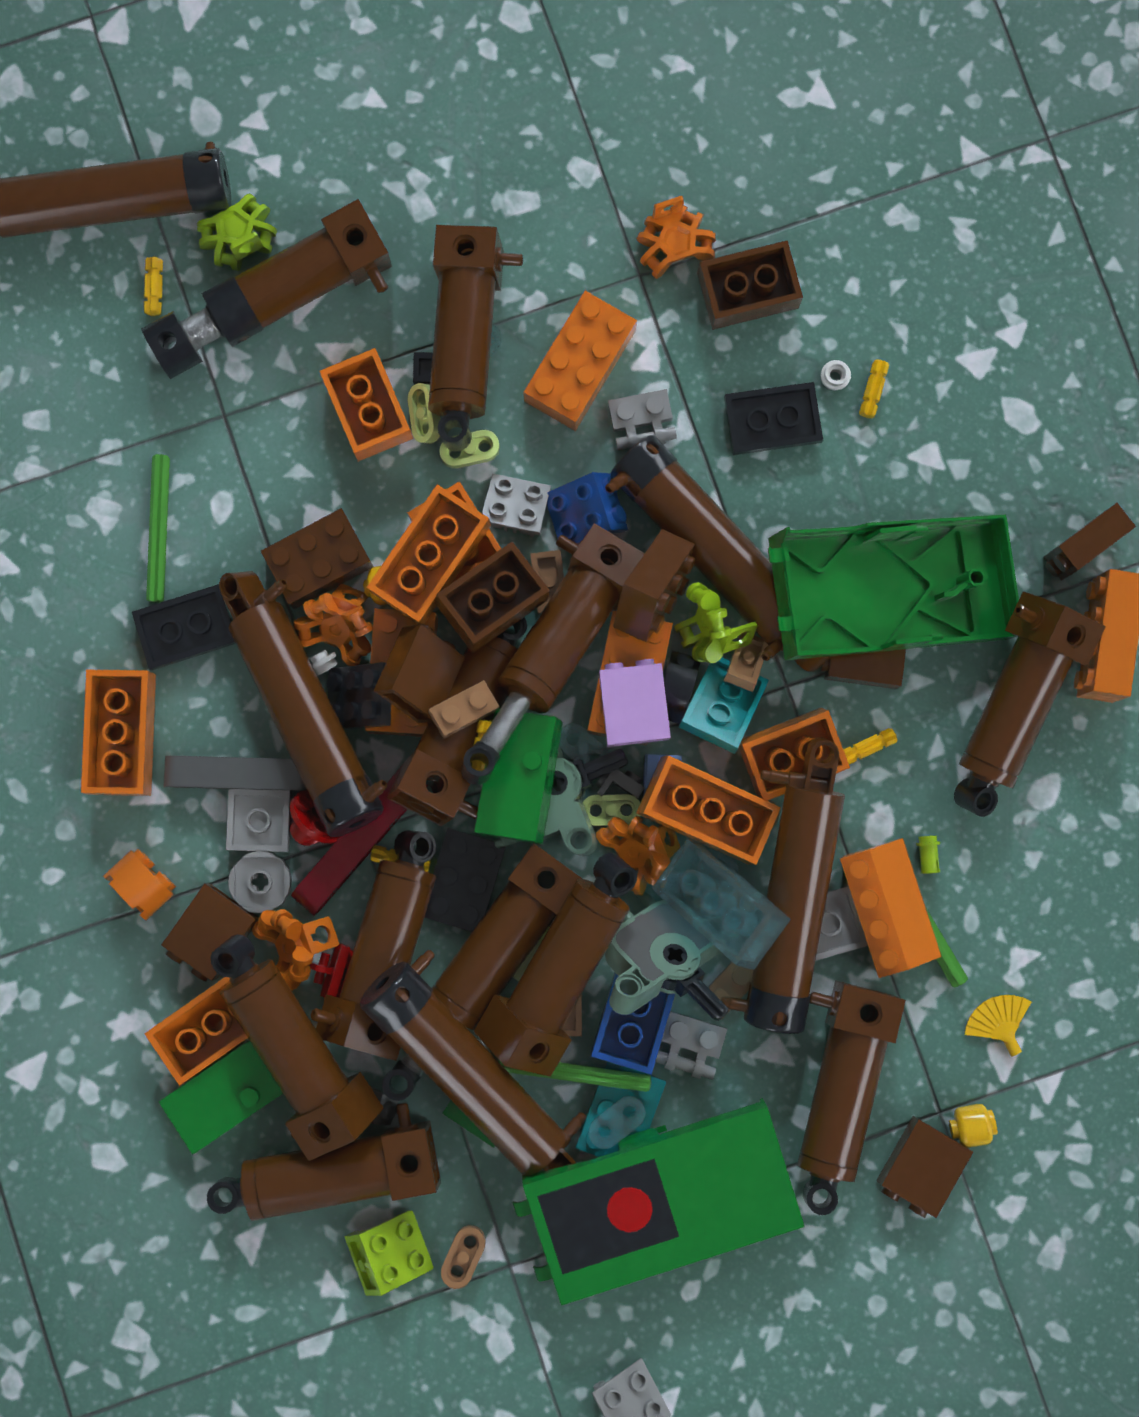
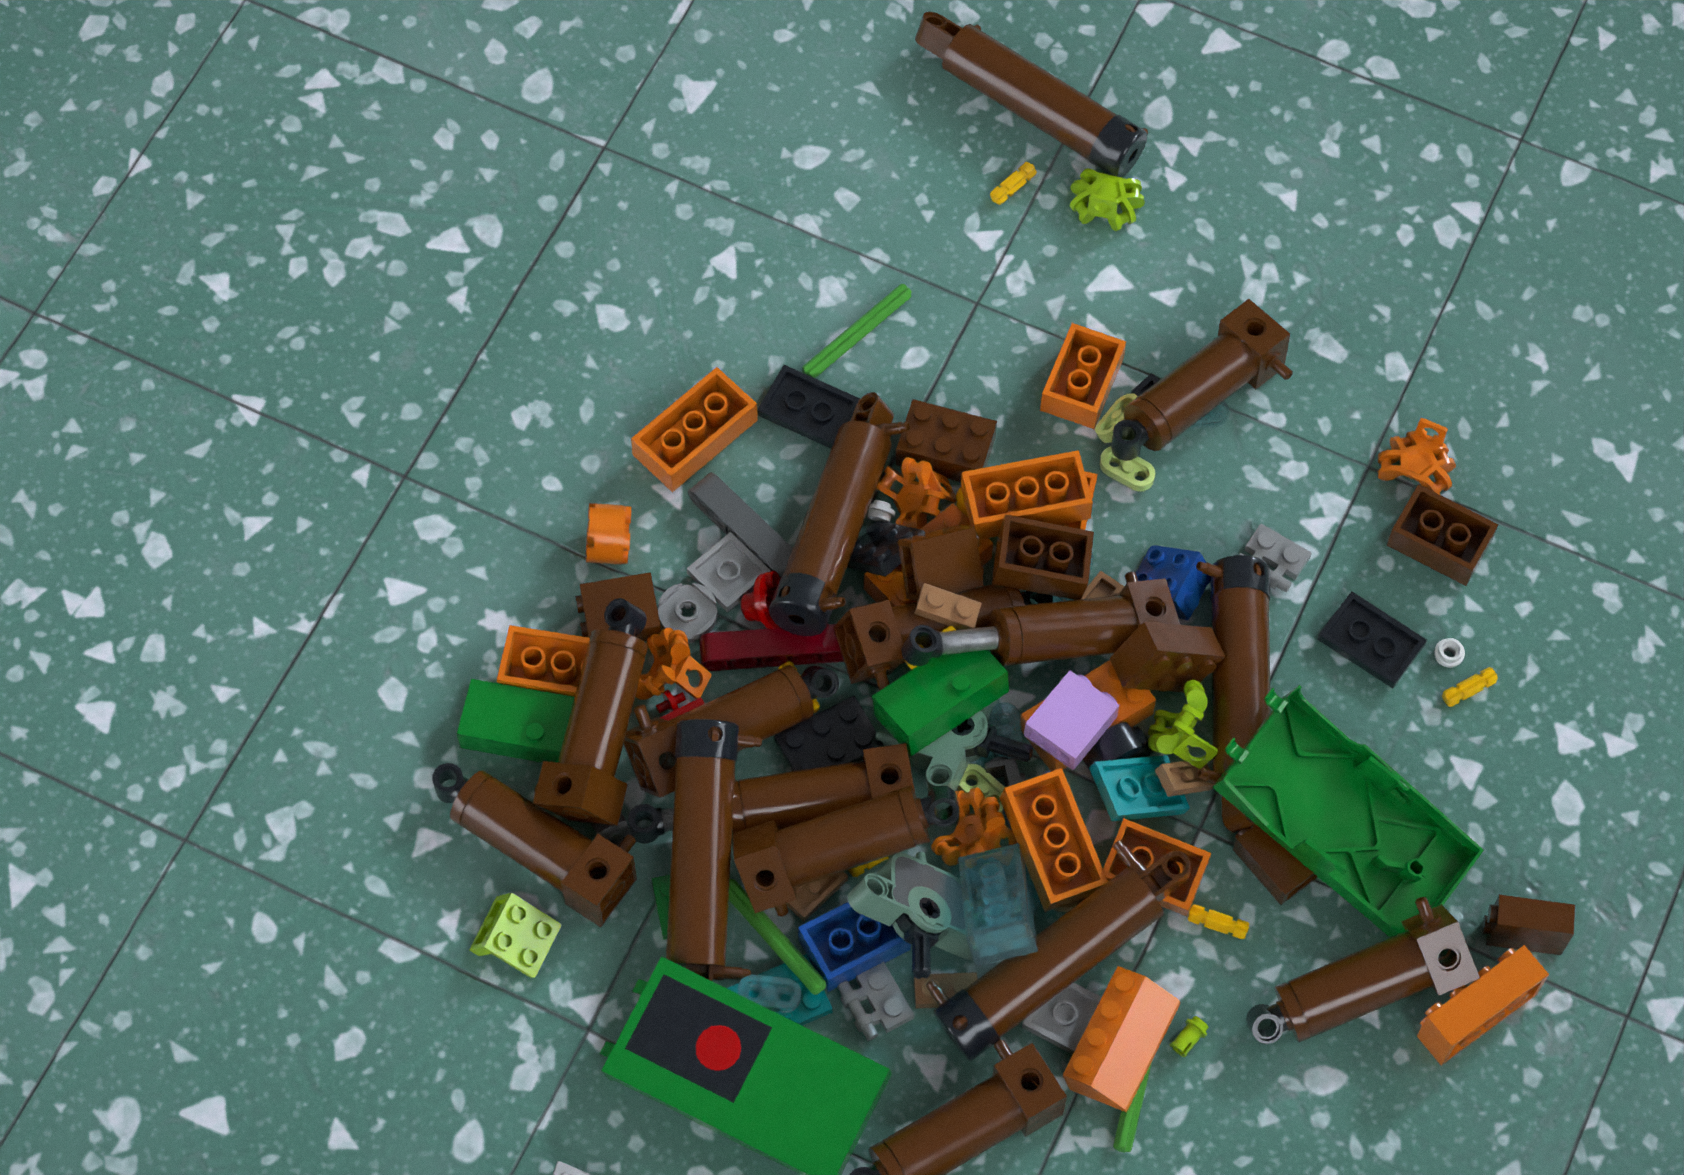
camera: 45 degrees right, 20 degrees down
(274, 288) = (1096, 249): reddish brown piece -> none
(464, 1256) = (563, 985): medium nougat plate -> none
(516, 504) = (1121, 533): light grey hinge -> none
(580, 360) = (1266, 479): orange brick -> none

